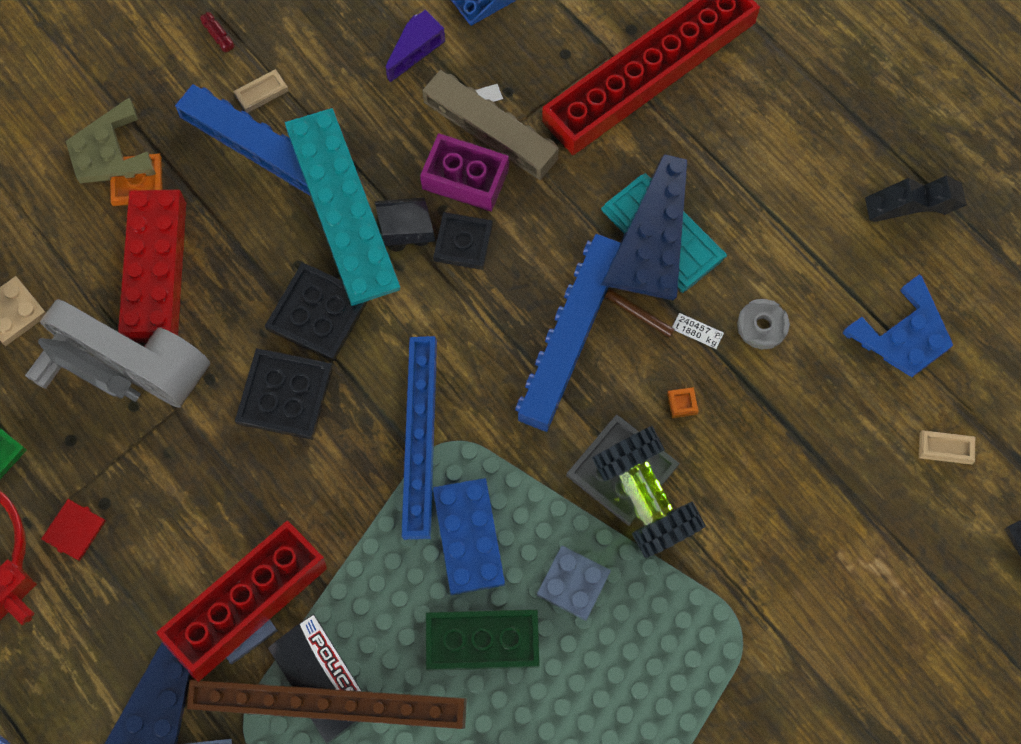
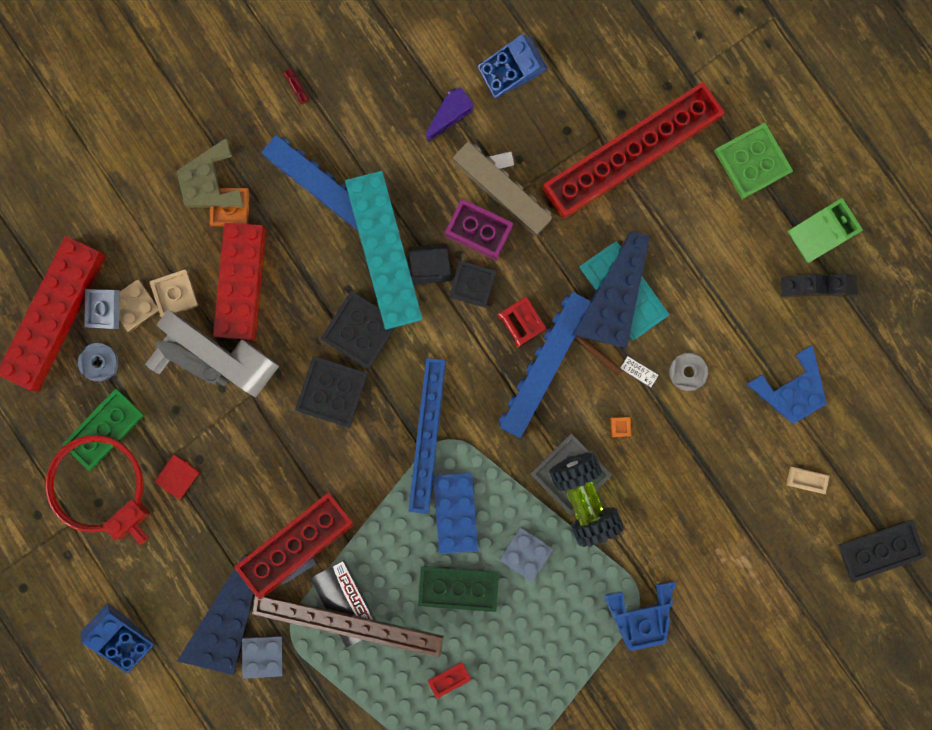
camera: 10 degrees right, 15 degrees up
(66, 283) = (174, 293): none -> tan plate
(261, 91) = (327, 141): tan tile -> none
(539, 275) = (527, 318): none -> red plate
(751, 666) = (644, 625): none -> blue wing
(805, 64) = (753, 160): none -> bright green plate
(911, 133) = (825, 230): none -> bright green slope

